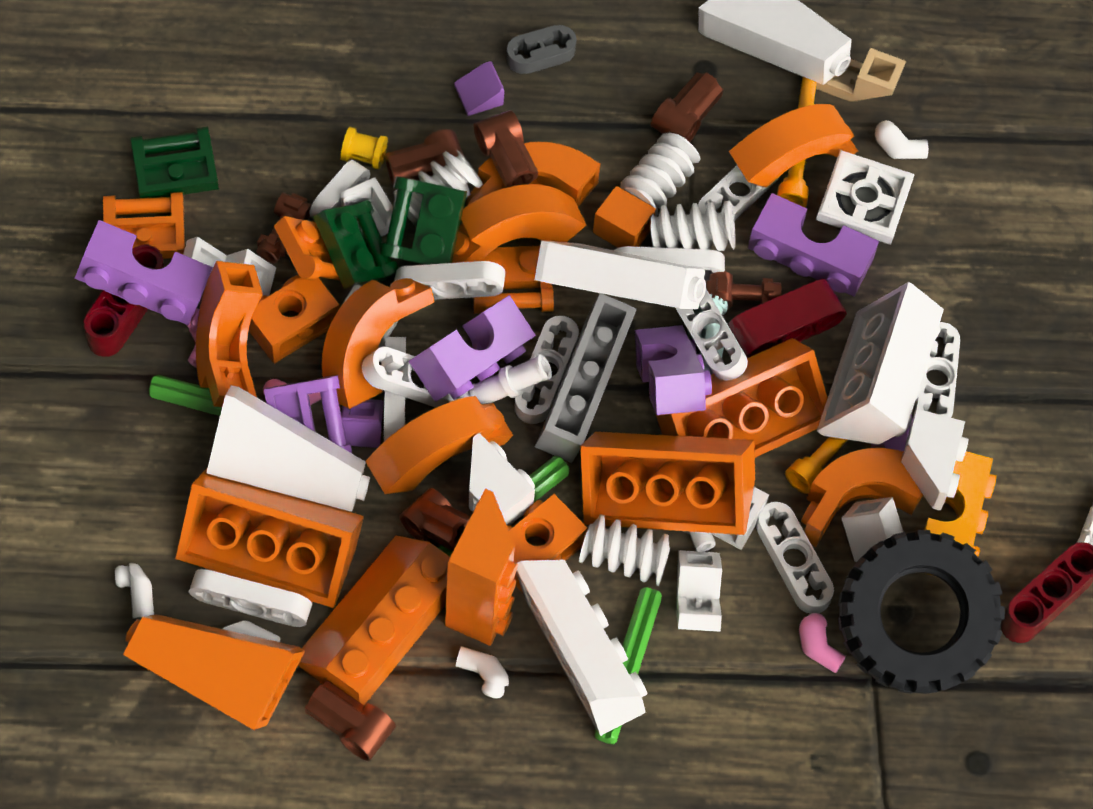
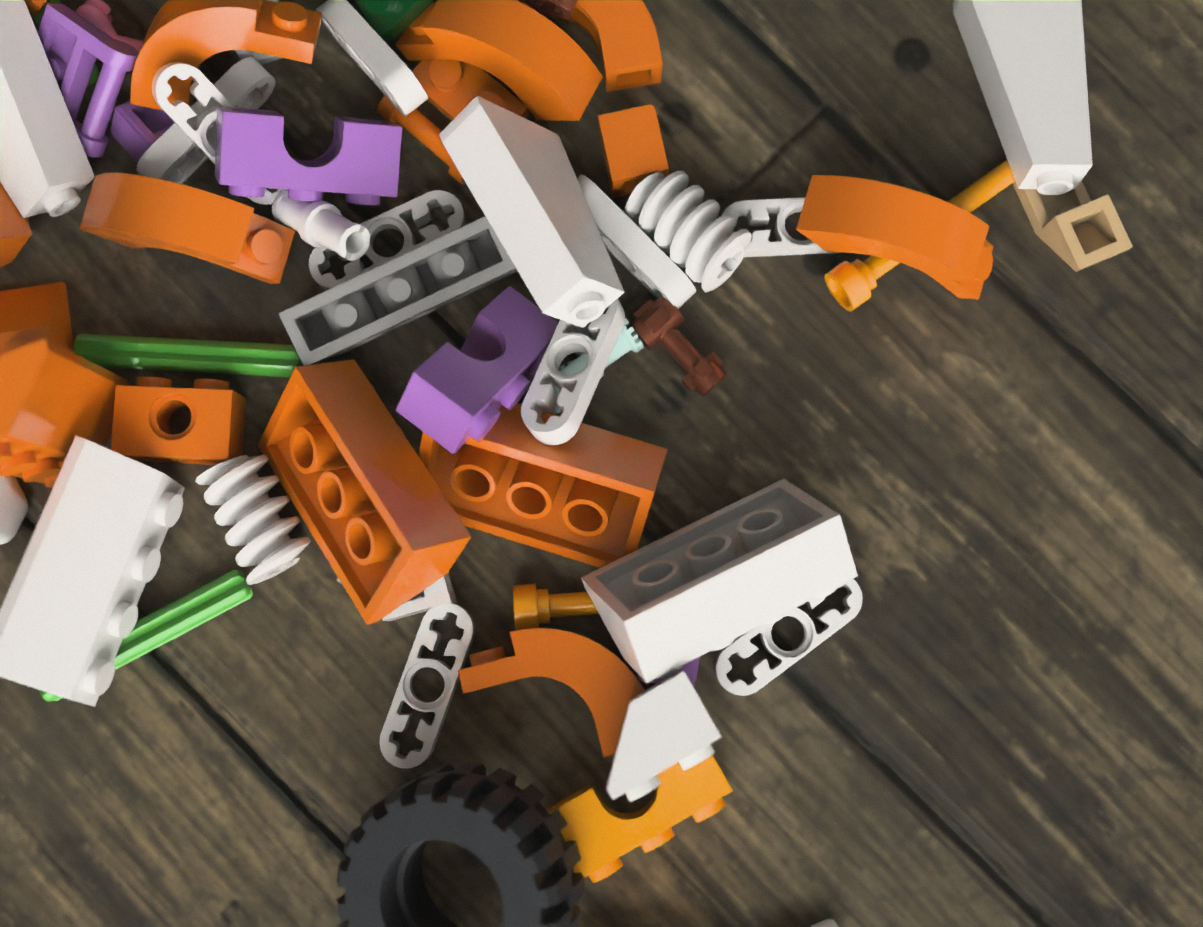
camera: 55 degrees right, 20 degrees up
(435, 519) = (98, 306): copper piece -> none
(492, 471) = (177, 323): white slope -> none
(662, 170) = (721, 131): white piece -> none
(688, 108) = (822, 85): copper piece -> none
(698, 590) = (289, 629): white slope -> none
(780, 238) = (816, 411): medium lavender arch -> none
(792, 315) = (690, 421): dark red beam -> none
(815, 643) = (353, 792): bright pink arm -> none
(865, 196) = (916, 364): white piece -> none
(870, 523) = (536, 736): white panel -> none
(897, 145) = (1029, 331): white arm -> none

